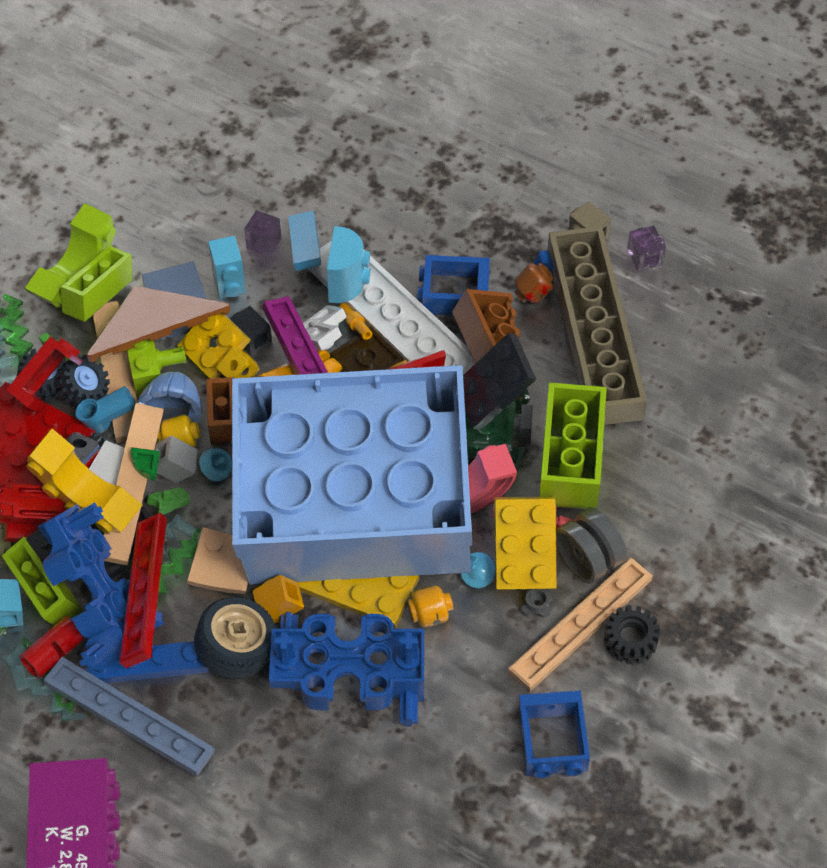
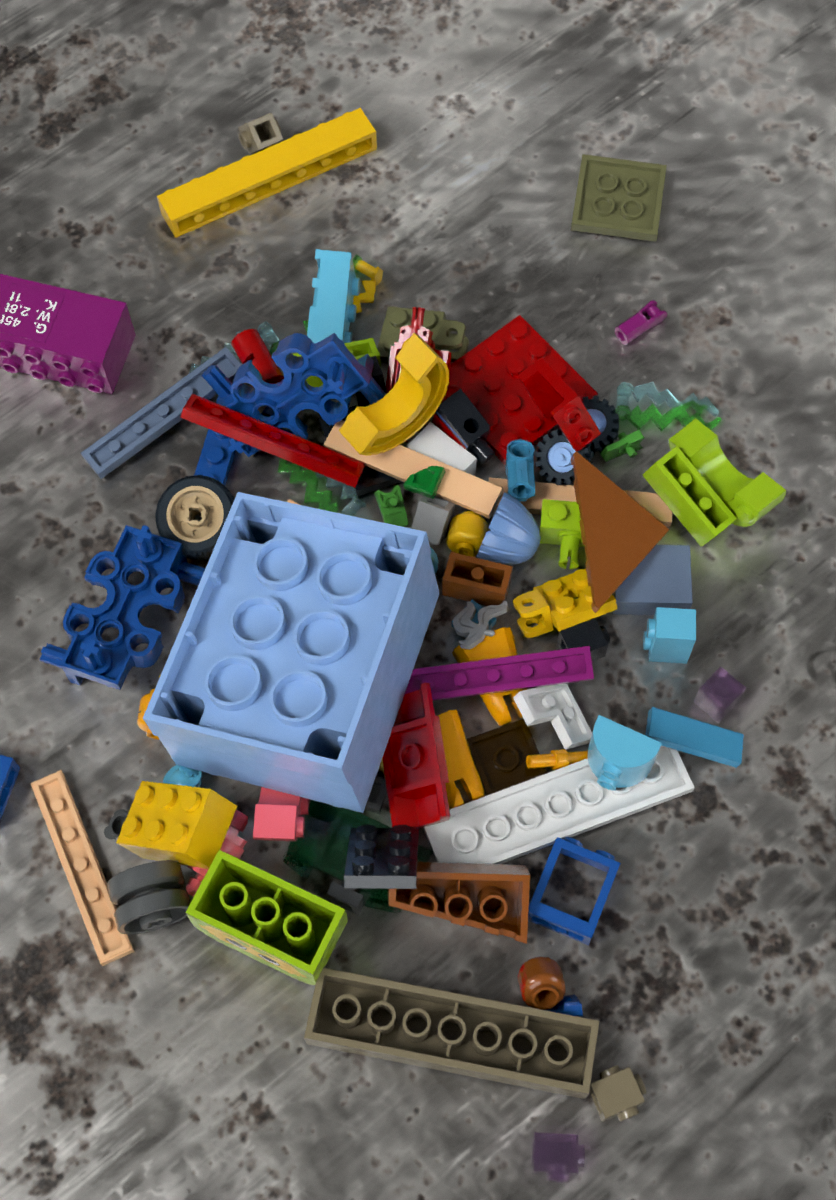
camera: 110 degrees right, 10 degrees up
(628, 649) = (25, 896): black tyre -> none

